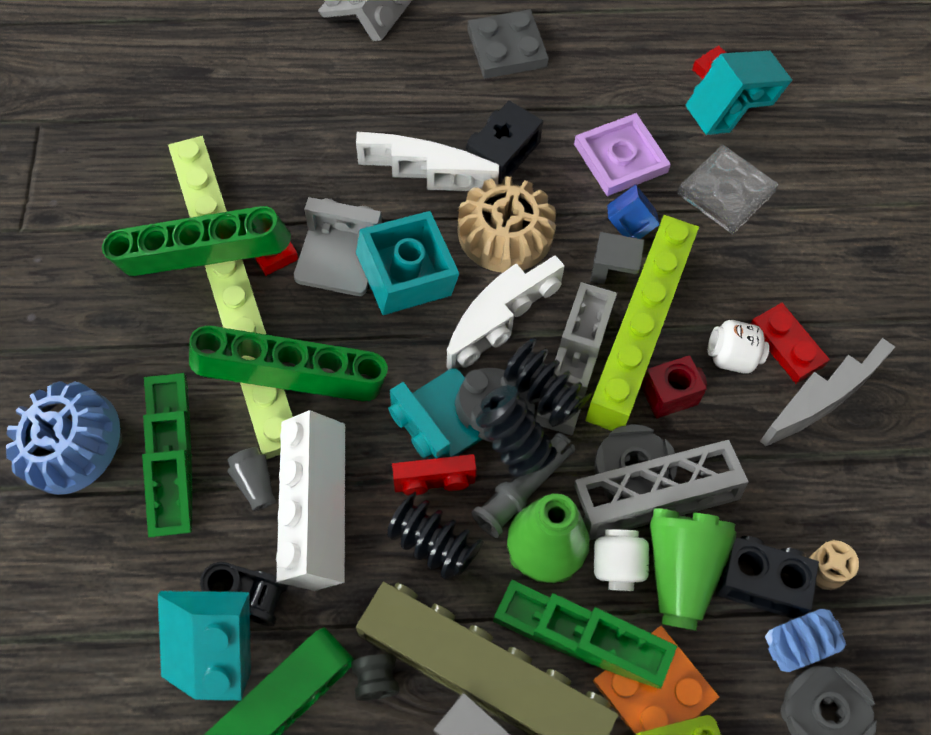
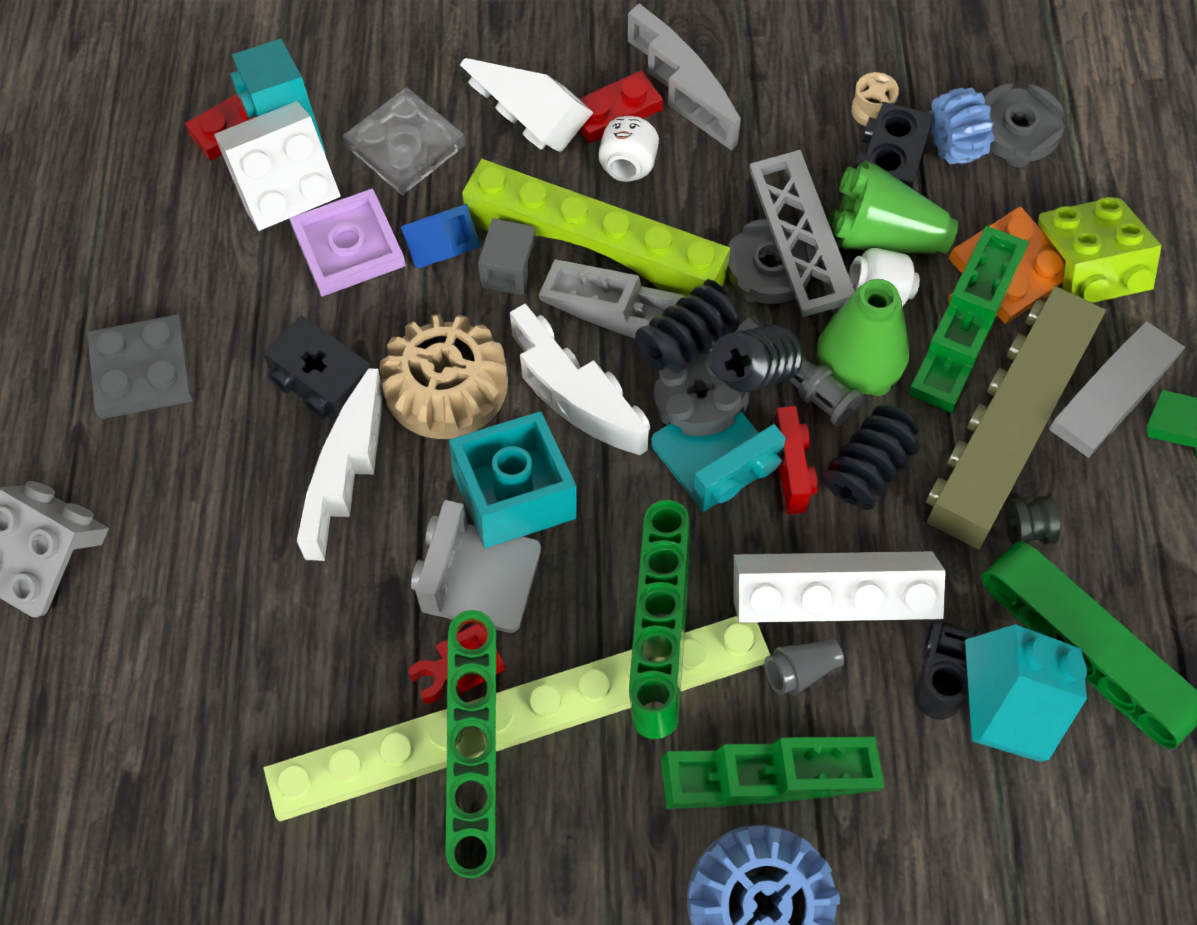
camera: 85 degrees left, 0 degrees up
(663, 397) = (681, 197): dark red brick -> none
(674, 92) = (278, 165): none -> white brick
(774, 271) = (533, 98): none -> white slope

